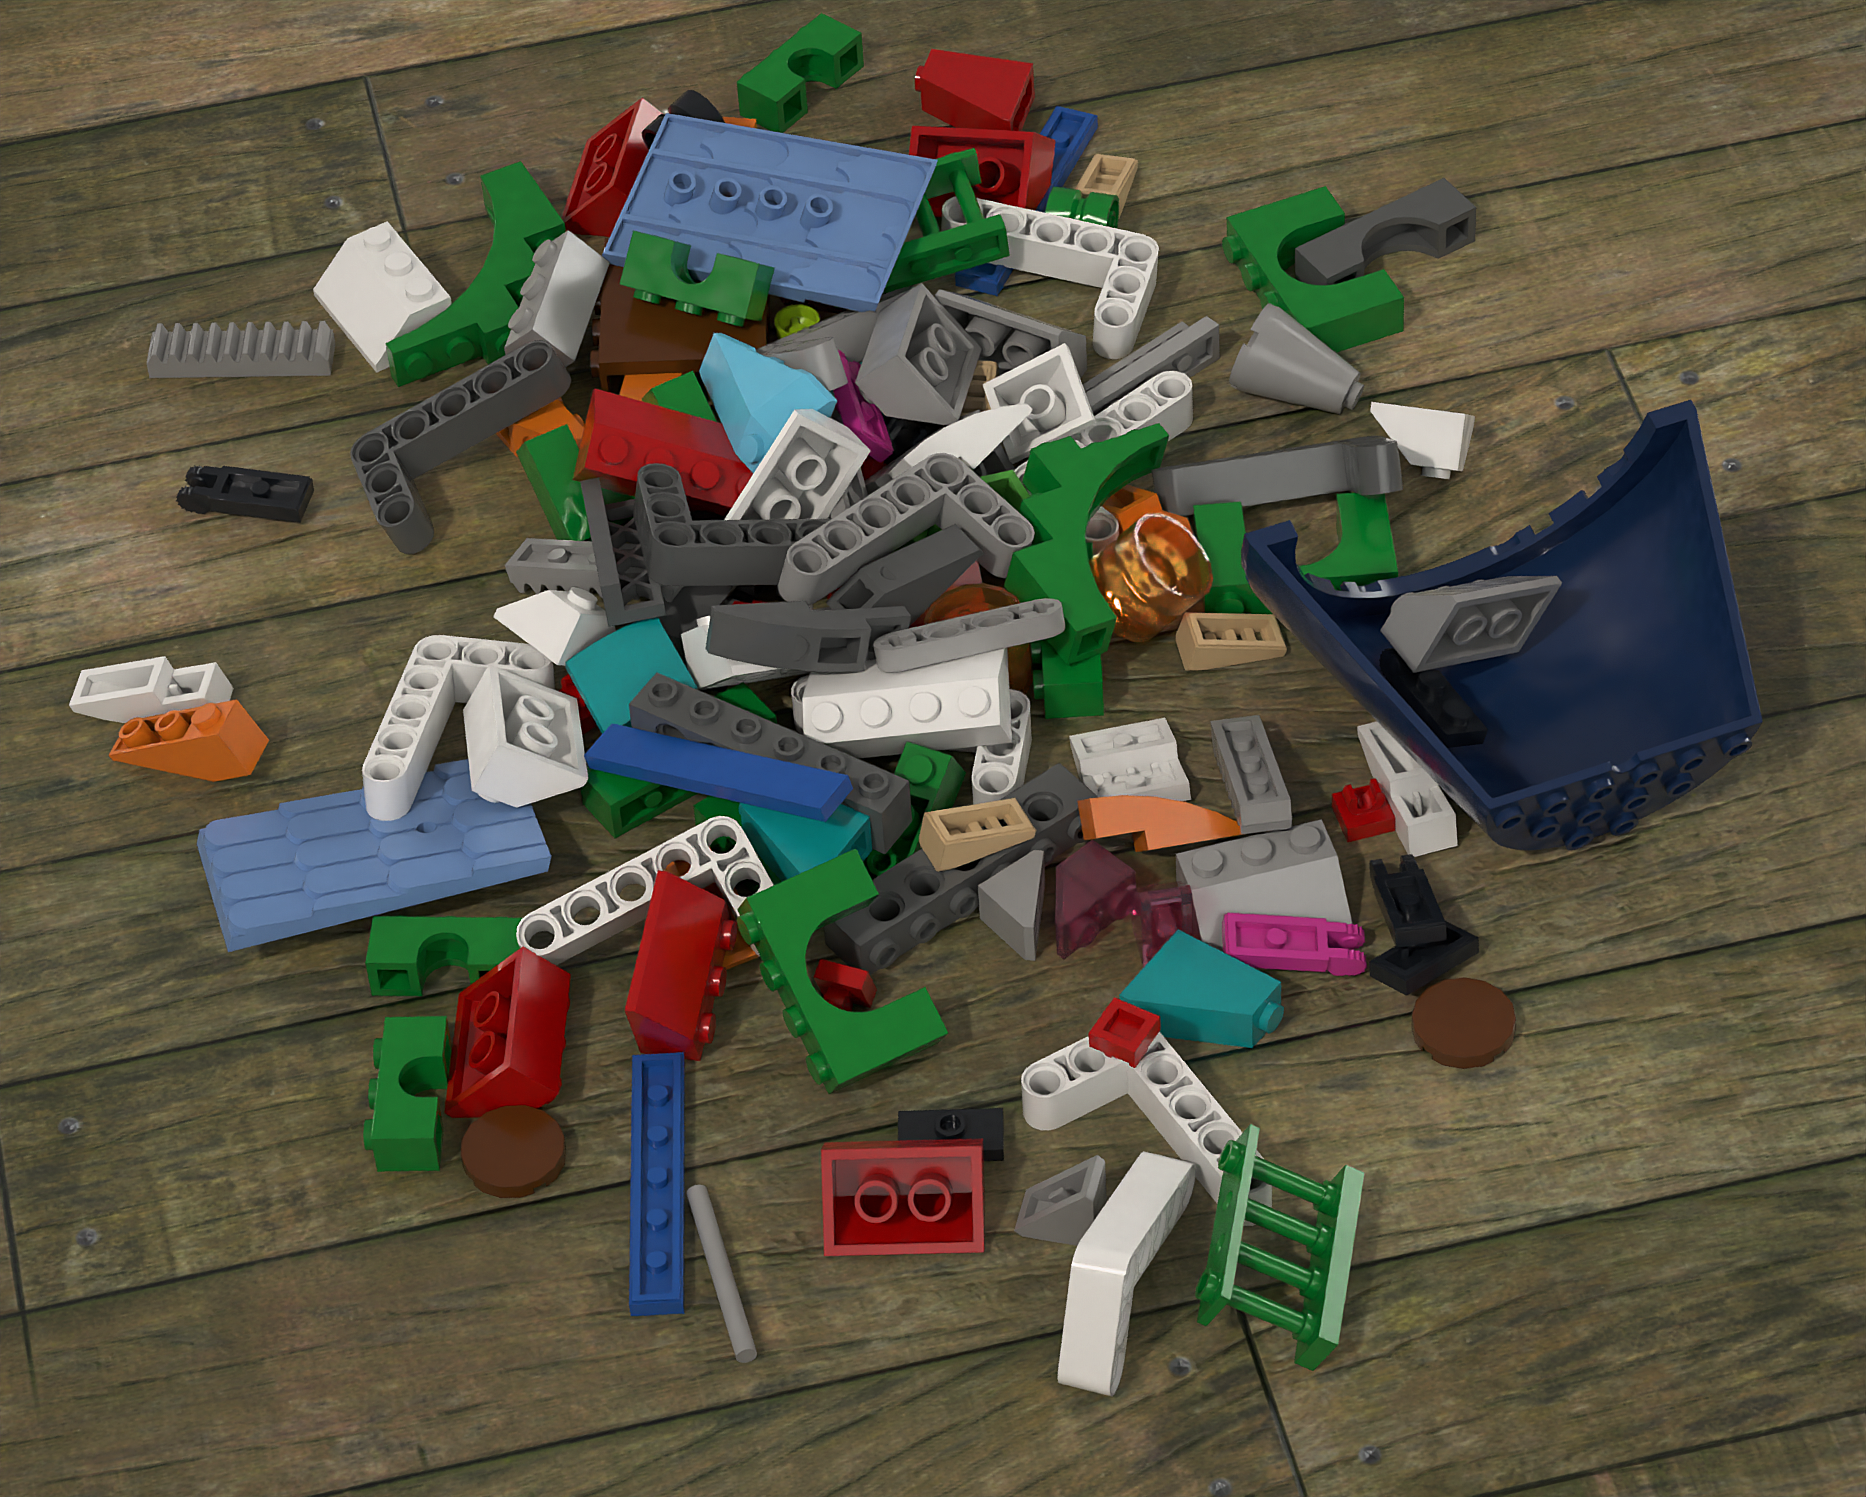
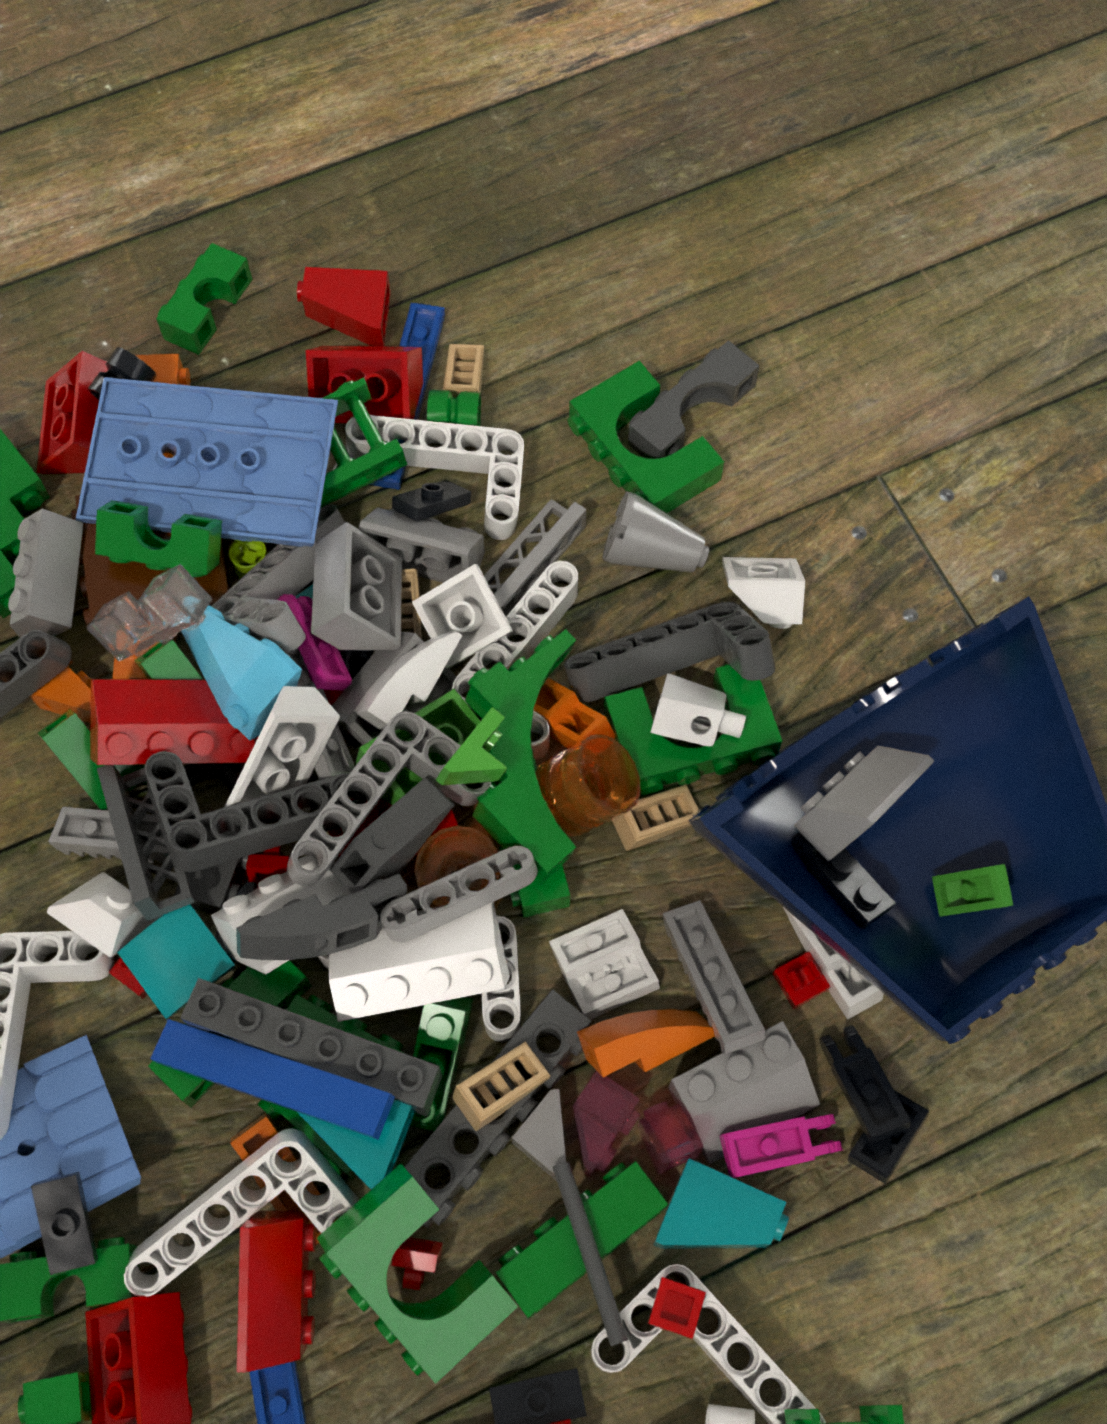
camera: 15 degrees left, 20 degrees up
(461, 876) = (64, 1223): none -> black plate
(522, 740) = (95, 1043): white slope -> none
(699, 324) = (166, 607): none -> clear arch
(1016, 501) = (472, 760): none -> bright green slope
(1032, 297) = (431, 500): none -> black plate
(1035, 997) = (554, 1259): none -> green brick
(1041, 989) = (590, 1254): none -> dark grey bar
(1323, 535) = (694, 713): none -> white torso
(1463, 1022) = (933, 1196): reddish brown tile -> none
(1588, 734) = (972, 890): none -> bright green slope

